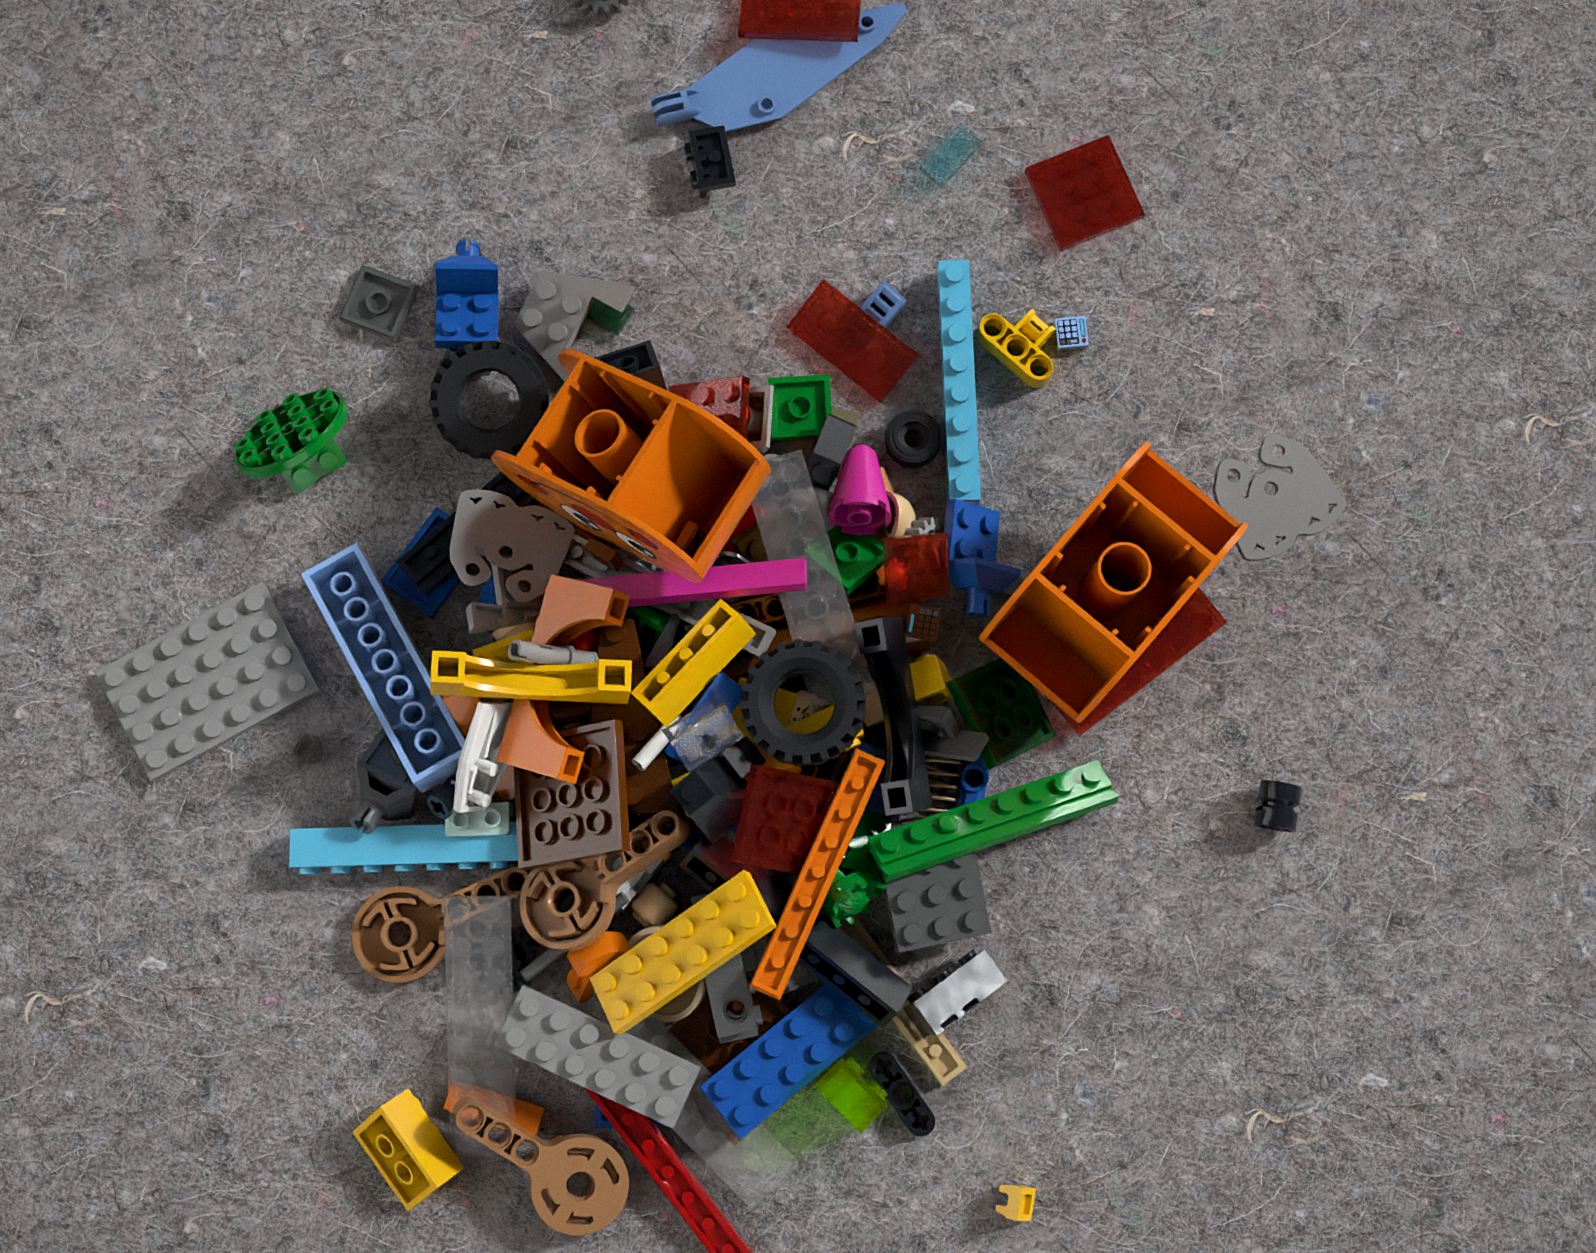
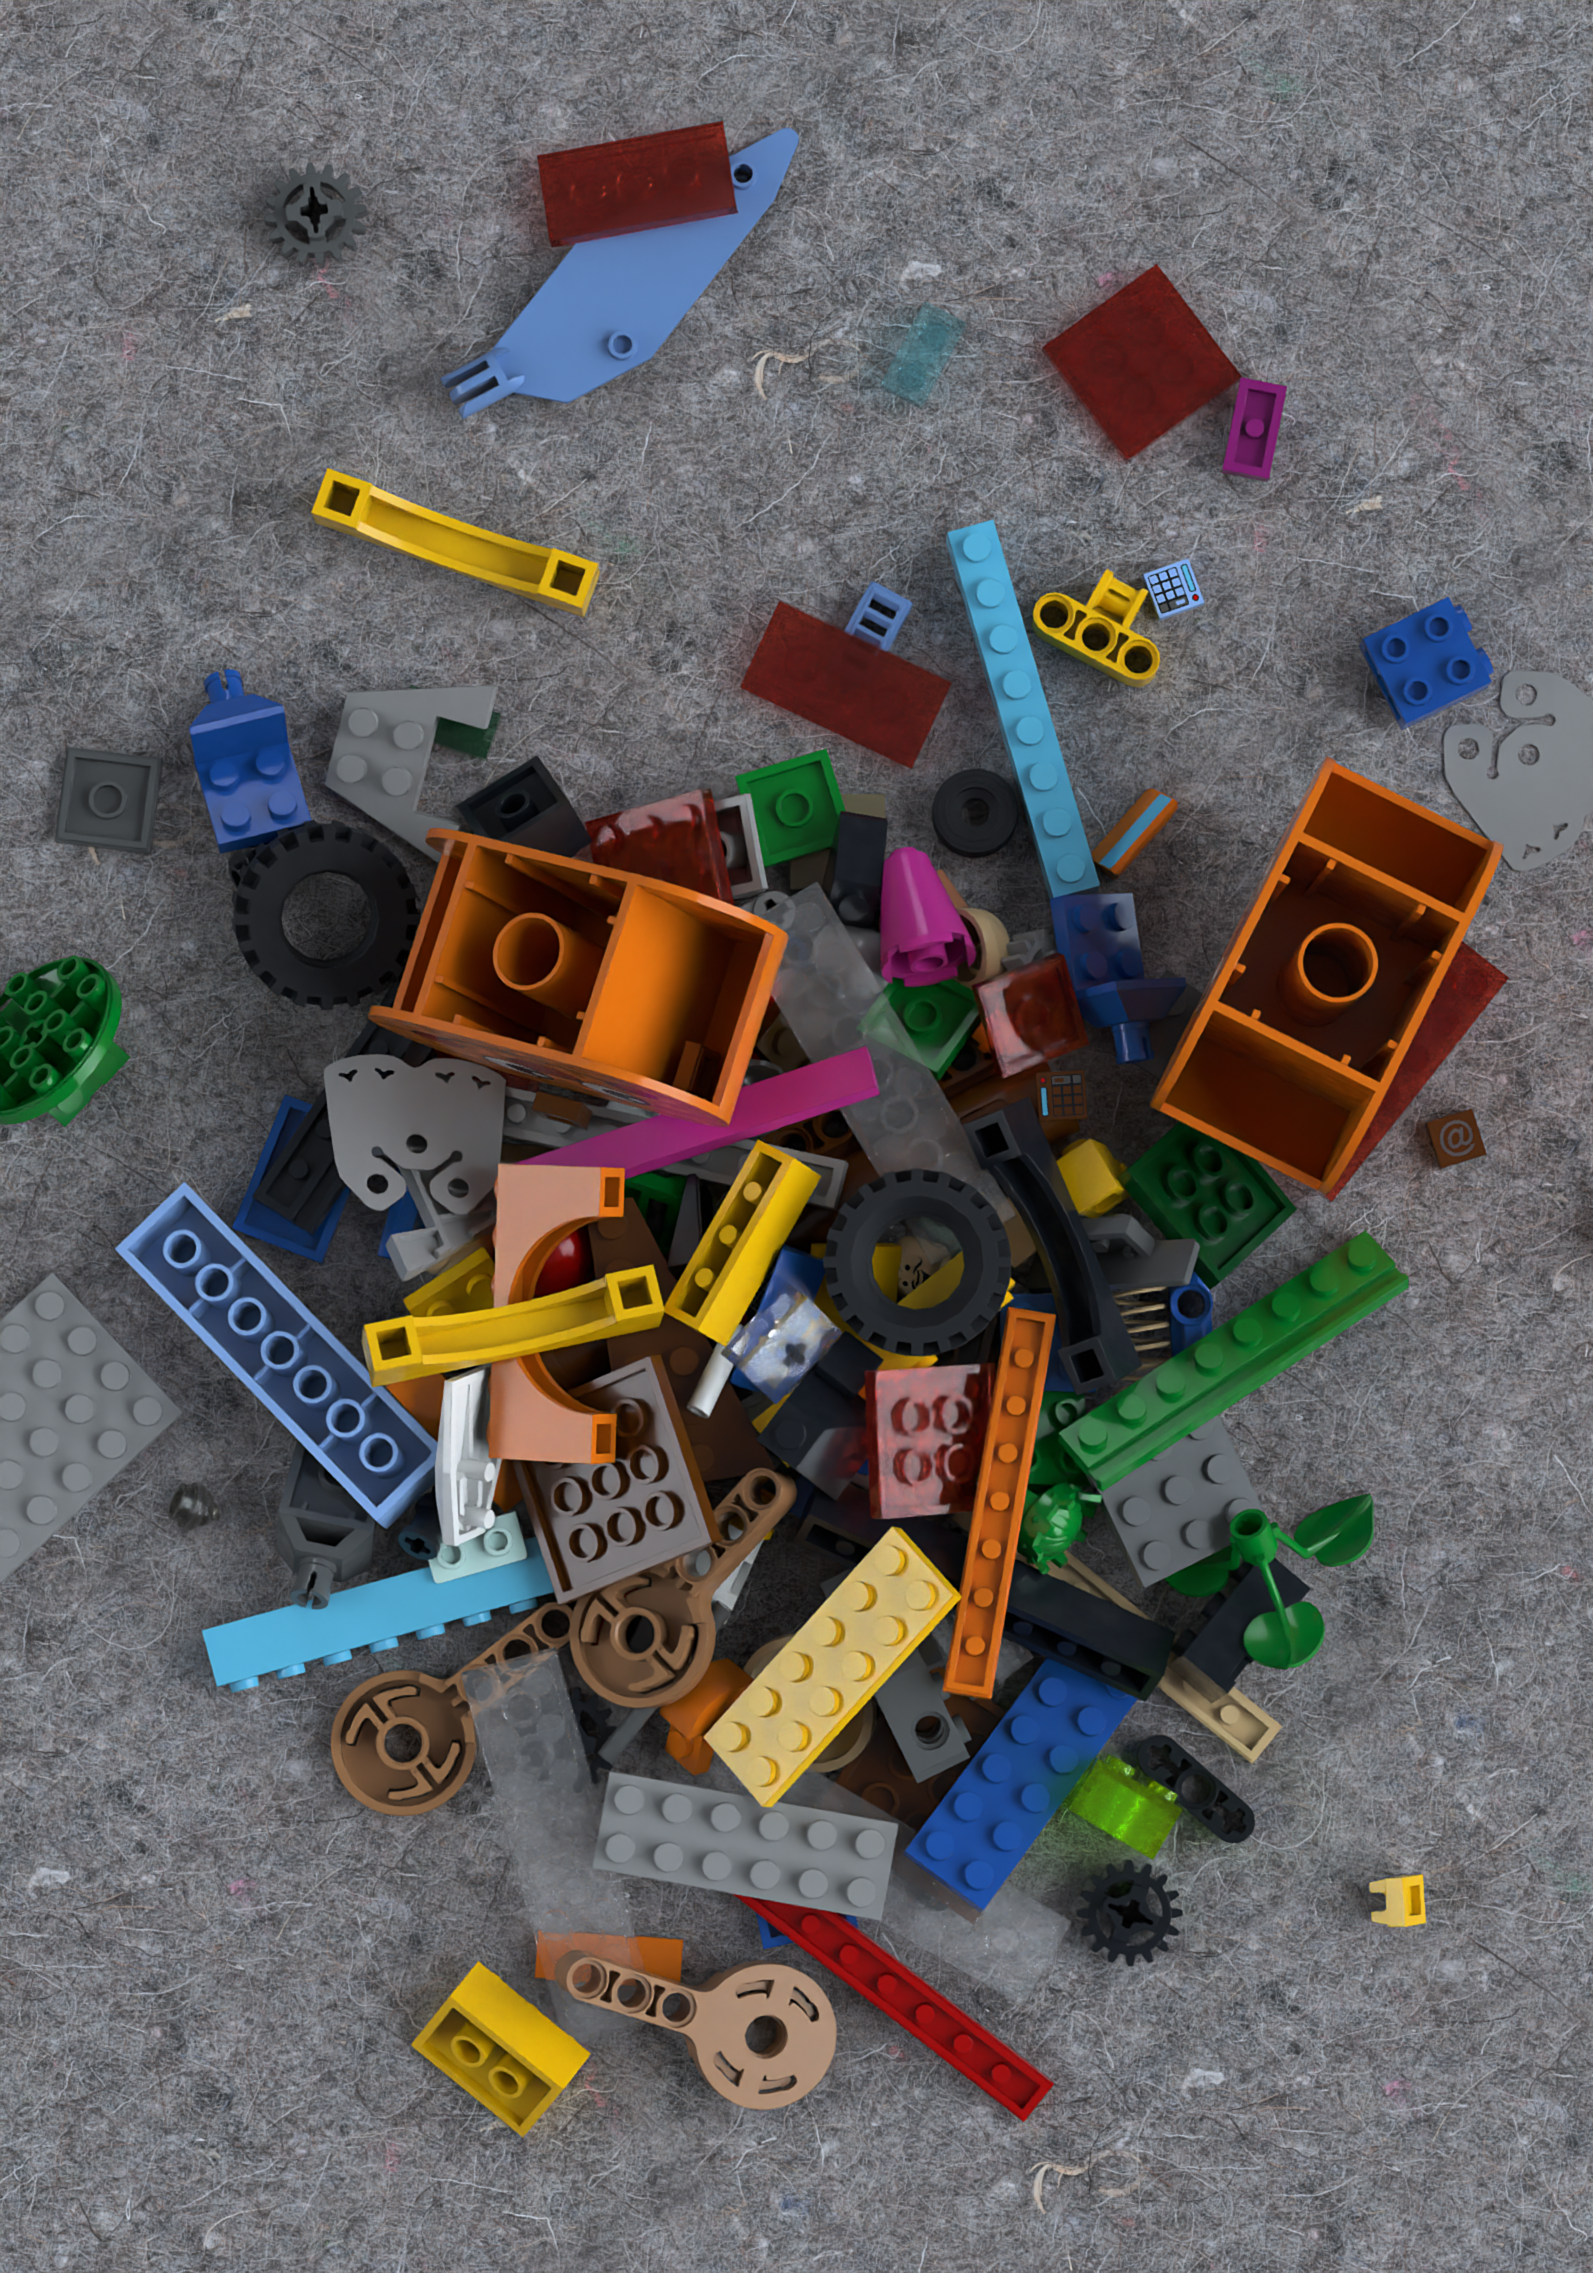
camera: 15 degrees left, 5 degrees up
(549, 654) = (531, 1284): light grey pin -> none
(654, 905) = (767, 1607): tan head -> none
(674, 225) = (498, 560): none -> yellow arch
(710, 160) = (558, 455): black bracket -> none
(846, 1152) = (1120, 1933): none -> black gear
(991, 1007) = (1297, 1632): none -> green plant
(1010, 476) = (1133, 832): none -> orange slope
(1145, 247) = (1254, 429): none -> magenta plate
(1169, 716) = (1455, 1139): none -> reddish brown tile
(1220, 413) = (1427, 662): none -> blue brick

